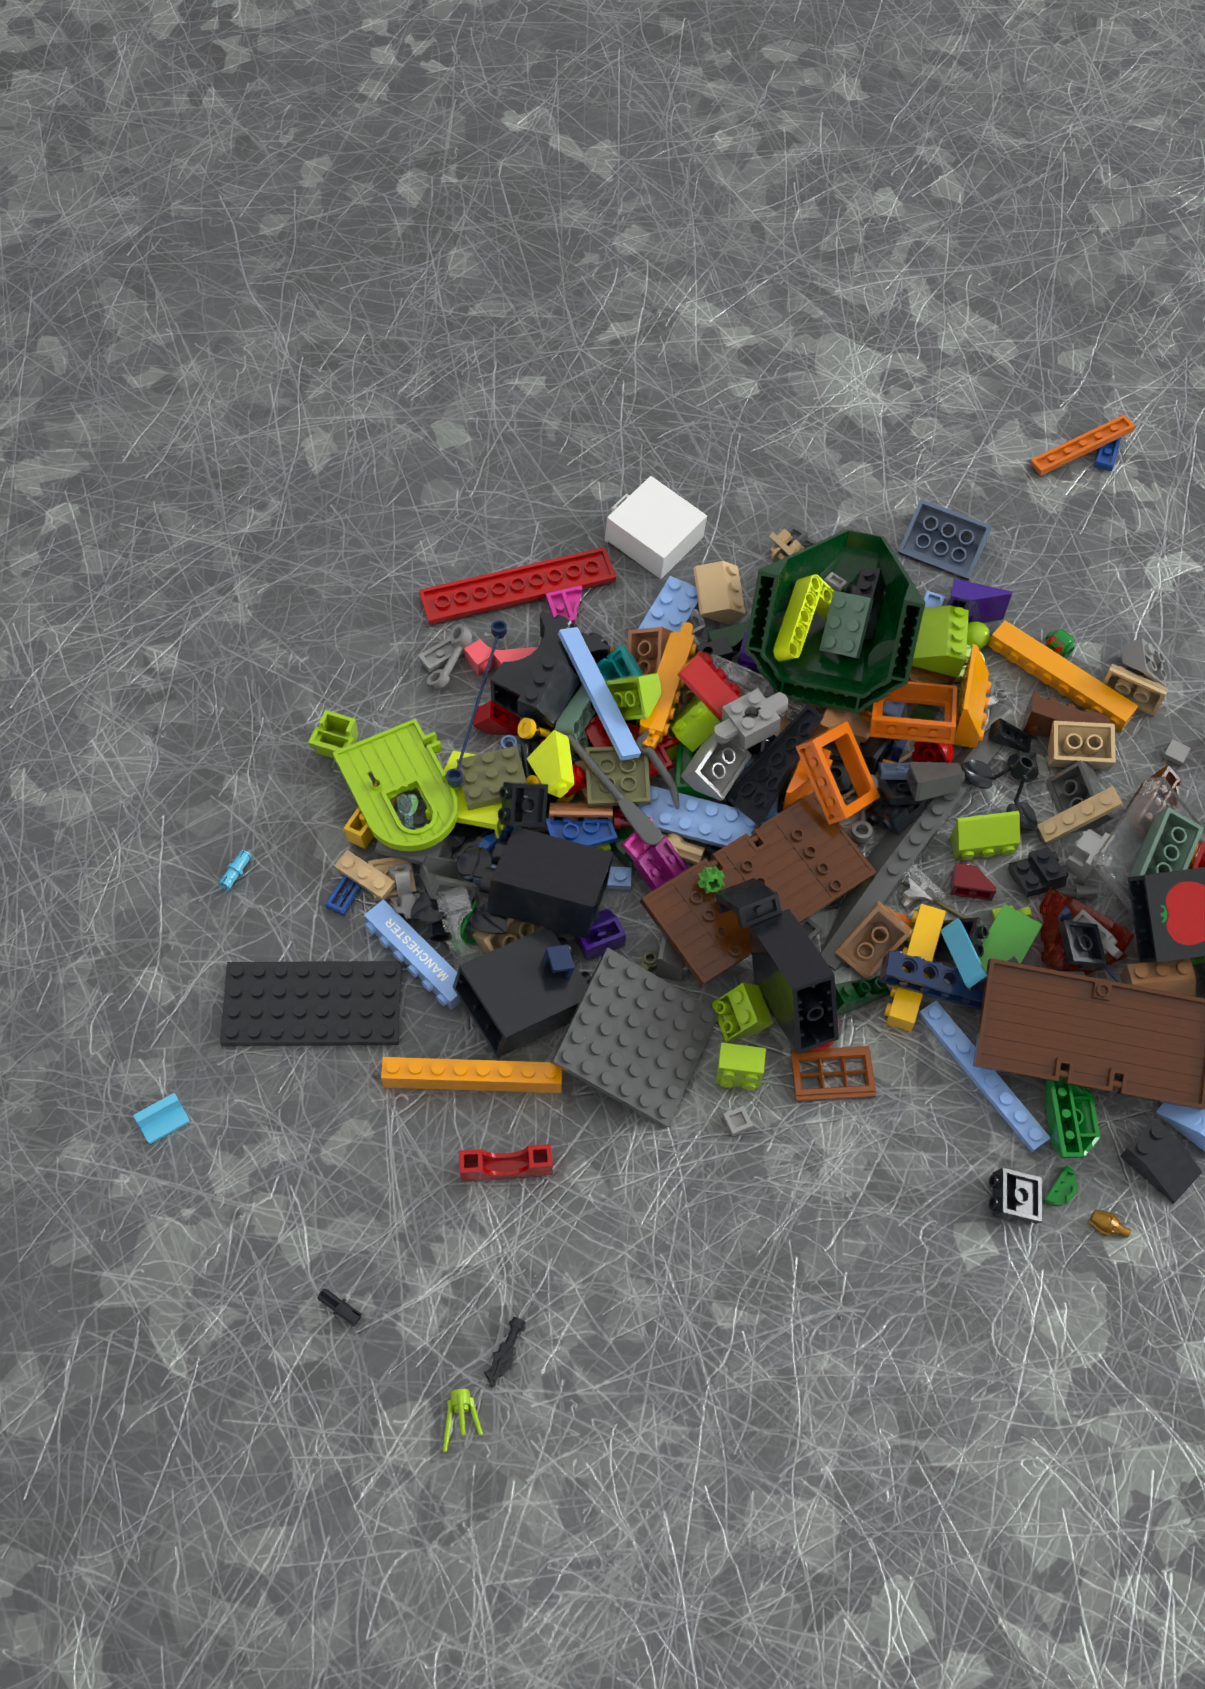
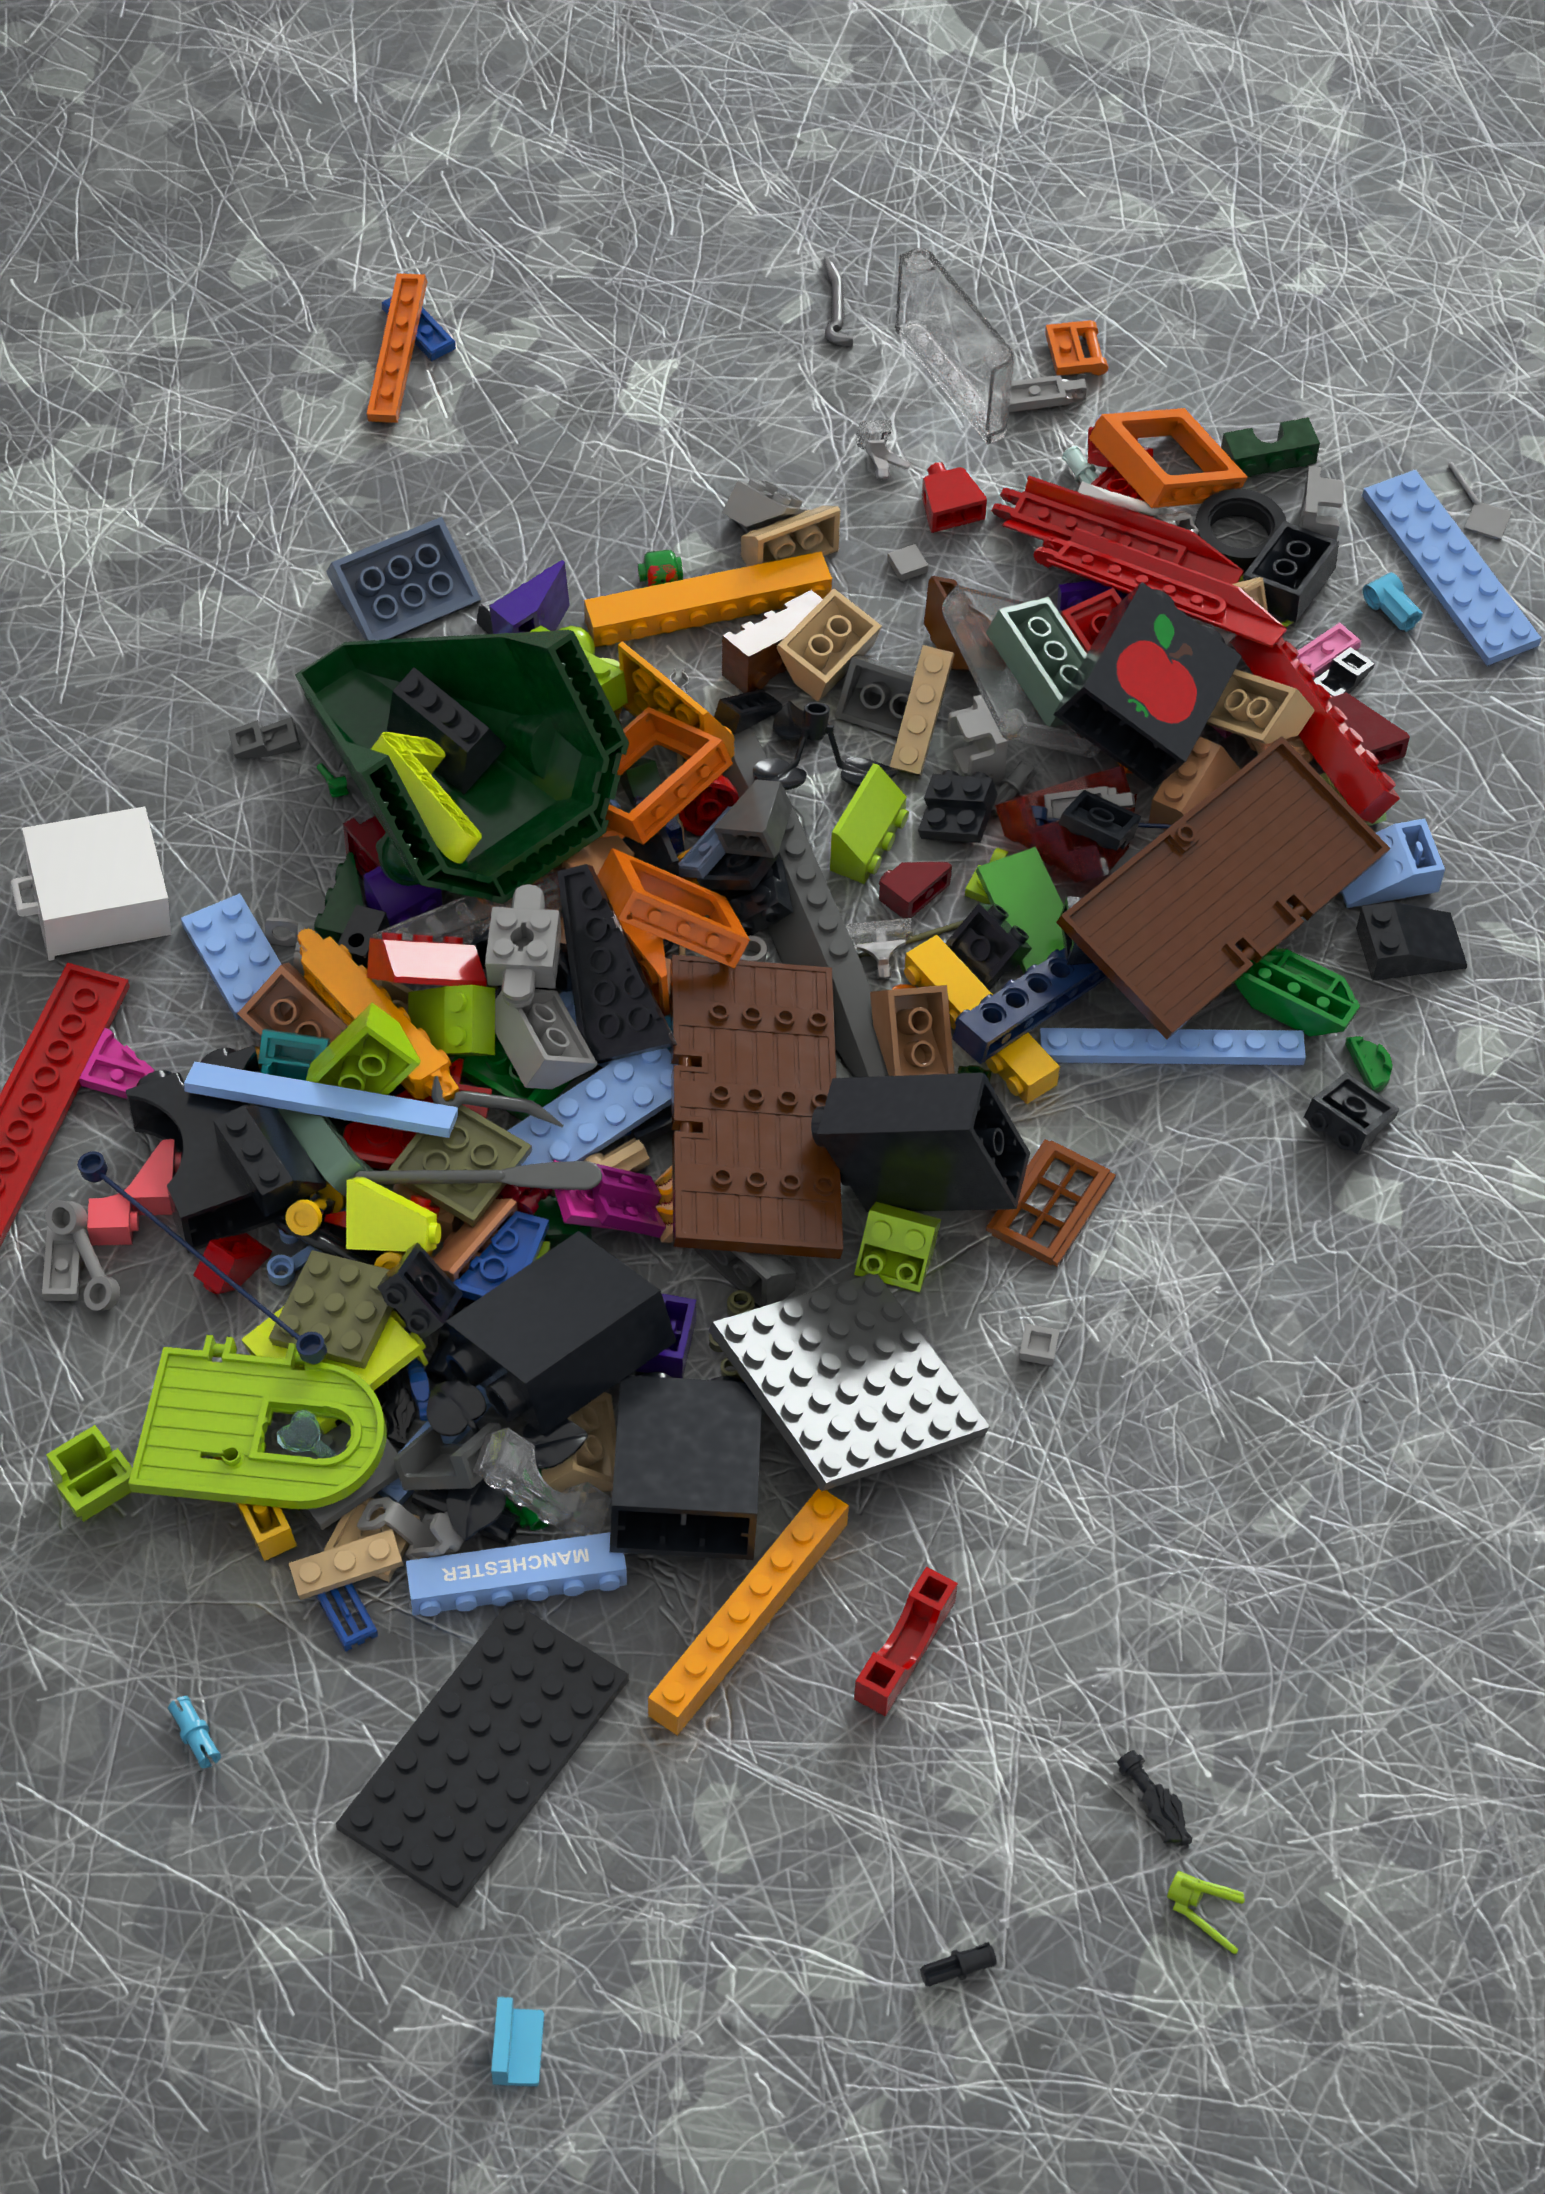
camera: 55 degrees left, 5 degrees down
(559, 959) = (692, 1382): dark blue panel -> none
(711, 879) = (716, 1141): bright green gear -> none
(719, 592) = (266, 873): tan slope -> none
(740, 1066) = (975, 1290): lime brick -> none
(750, 901) = (785, 1112): black panel -> none
(781, 540) = (244, 758): tan hips -> none
(835, 582) = (368, 736): light grey tile -> none
(846, 624) = (472, 755): sand green plate -> none
(963, 953) = (1016, 947): medium azure tile -> none
(1108, 1223) = (1447, 1045): pearl gold piece -> none

